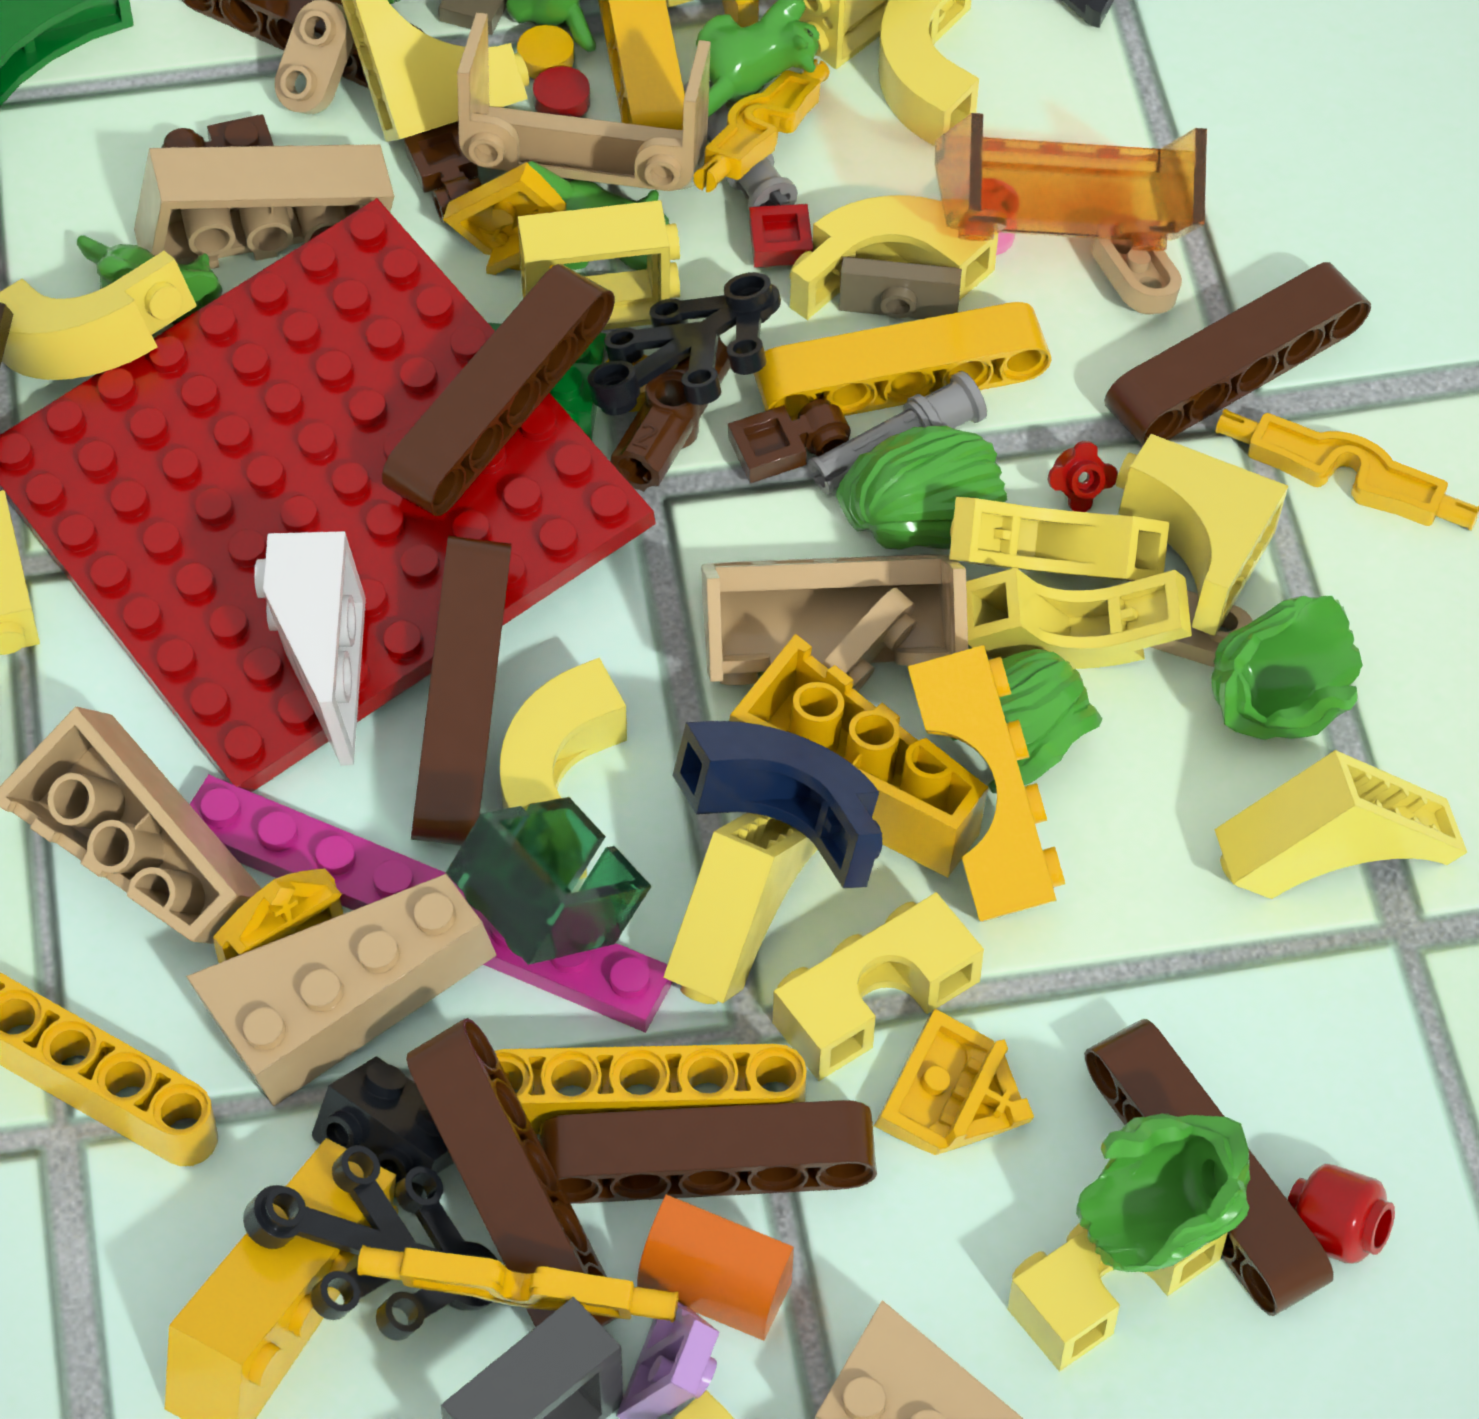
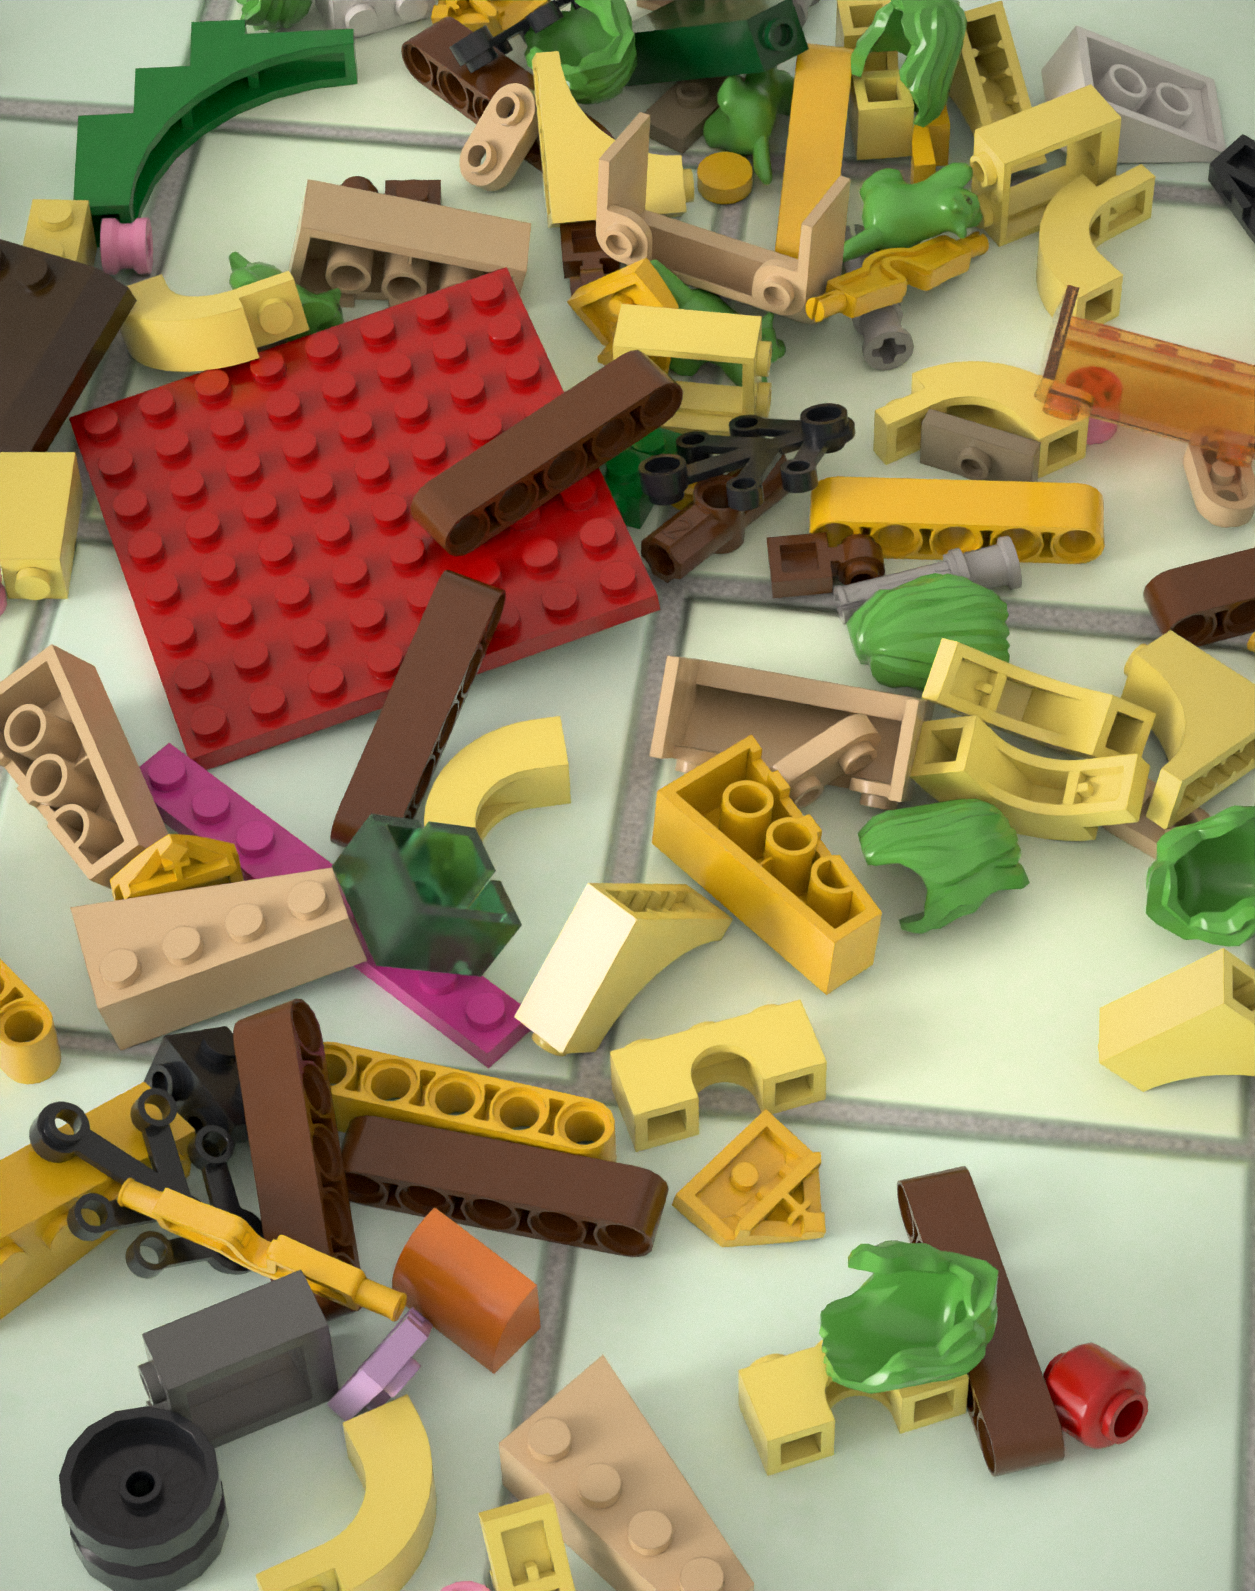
camera: 20 degrees right, 5 degrees down
(320, 617) = (303, 626): white slope -> none
(561, 92) = (727, 214): red tile -> none
(779, 234) = (881, 378): red plate -> none
(788, 779) = (684, 857): dark blue arch -> none
(962, 701) = (882, 989): yellow arch -> none
(1071, 465) = (1088, 642): red plate -> none

